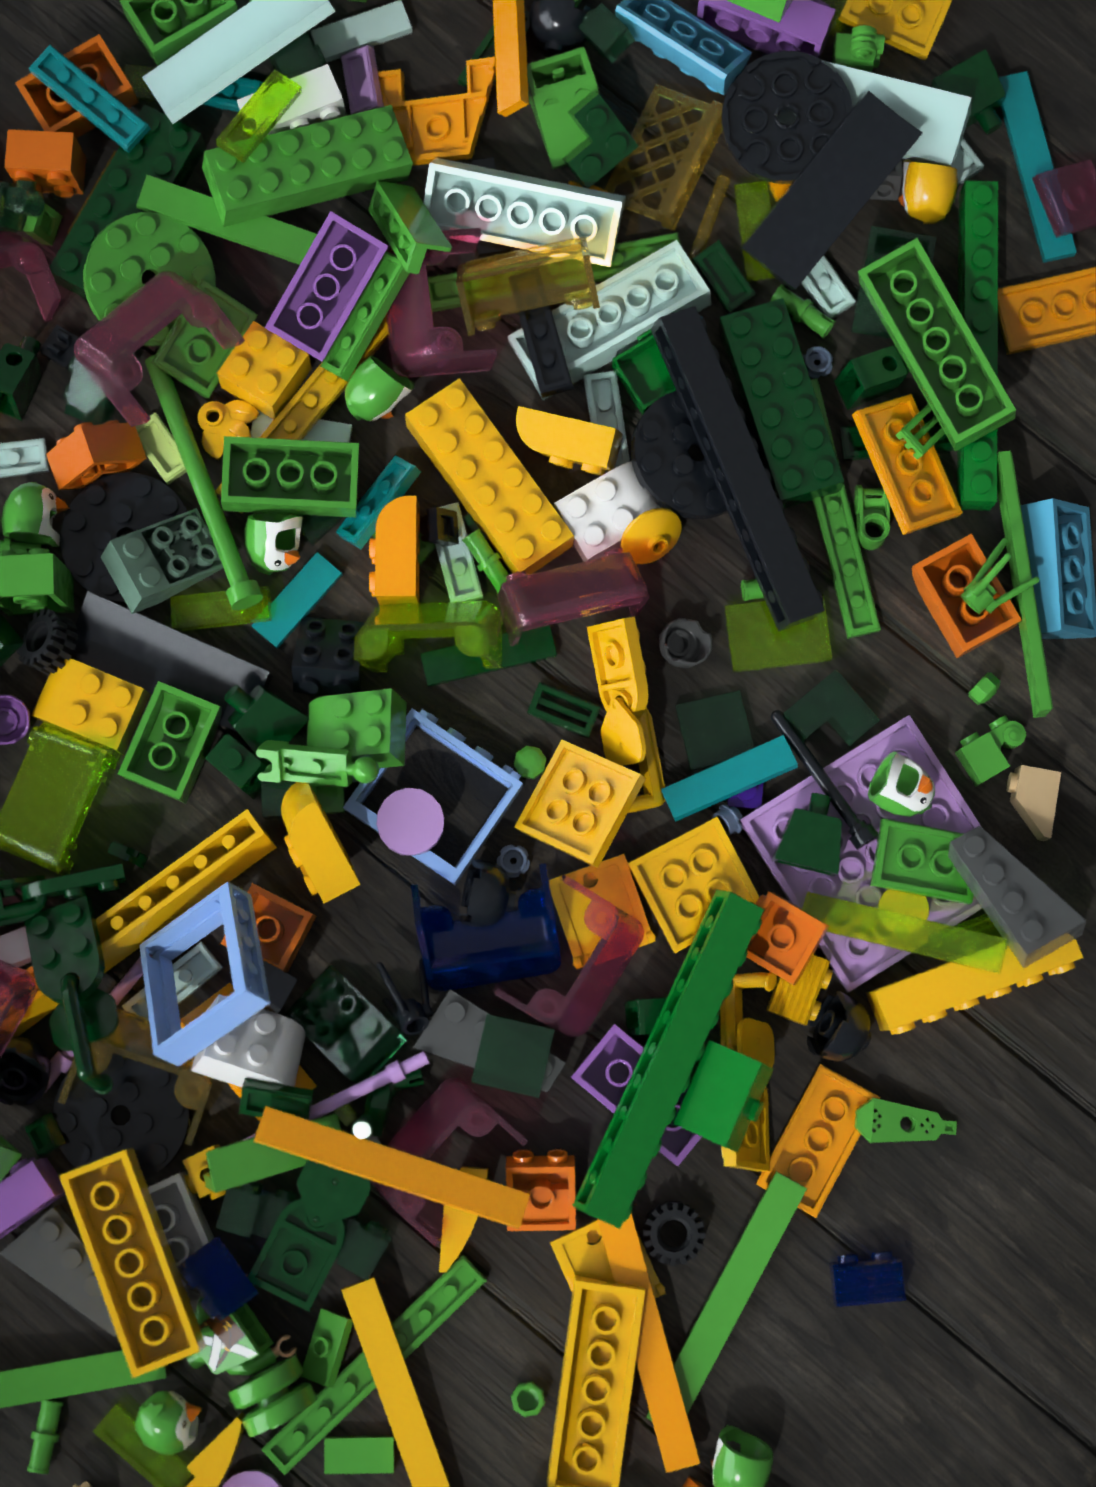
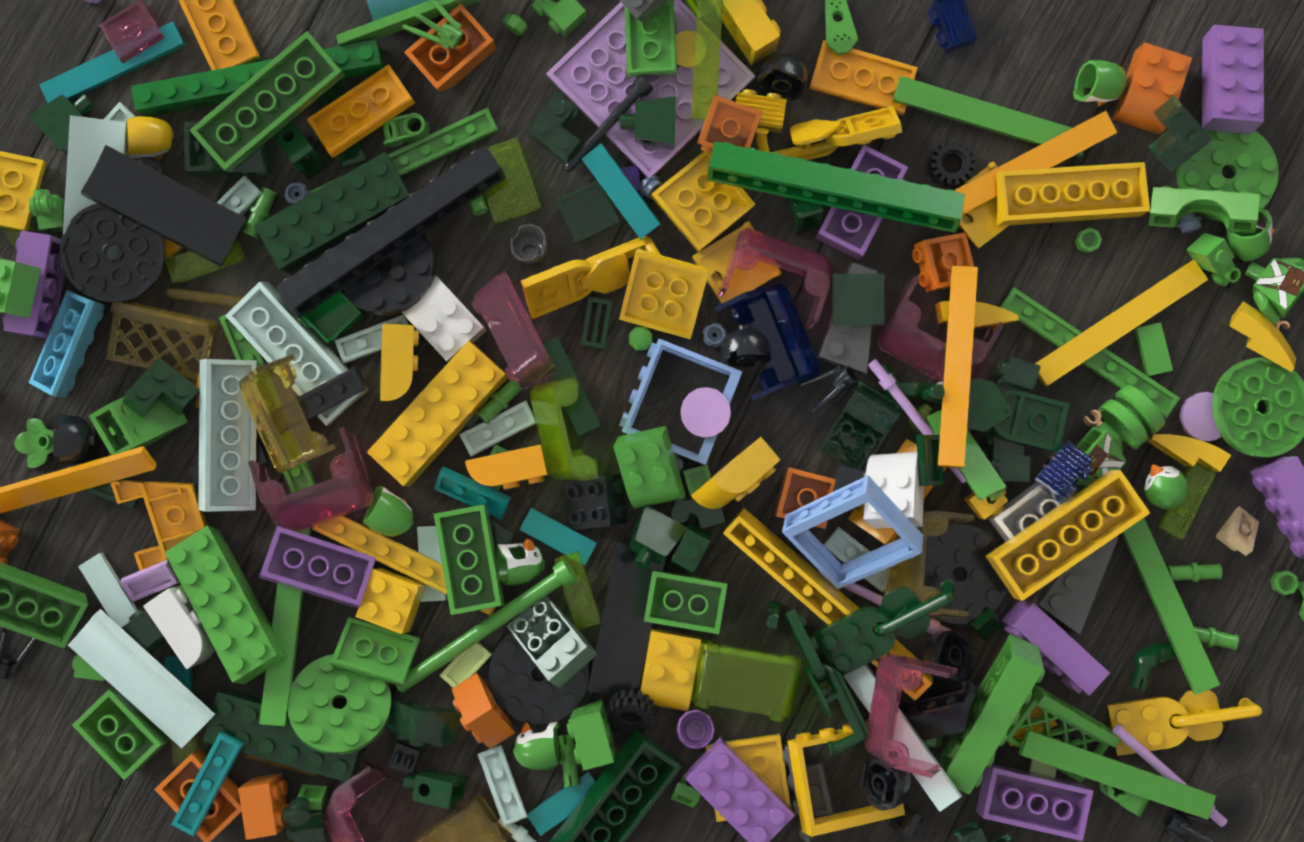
camera: 100 degrees left, 5 degrees up
(110, 343) = (379, 703): clear pink windscreen -> none
(231, 422) = (440, 617): yellow plate -> none
(258, 116) = (196, 647): clear neon green tile -> none
(314, 765) = (682, 490): bright green plate -> none
(327, 1347) = (1086, 388): bright green plate -> none
(365, 317) = (334, 531): bright green tile -> none
(406, 224) = (257, 517): bright green panel -> none
(441, 526) = (482, 440): black tile -> none
(606, 33) = (74, 401): clear green brick -> none
(651, 535) = (454, 285): yellow dish -> none
(723, 276) = (246, 276): dark green tile -> none
(724, 1096) = (854, 142): green container -> none
(901, 786) = (601, 65): piece -> none
(913, 440) = (342, 109): bright green tile -> none

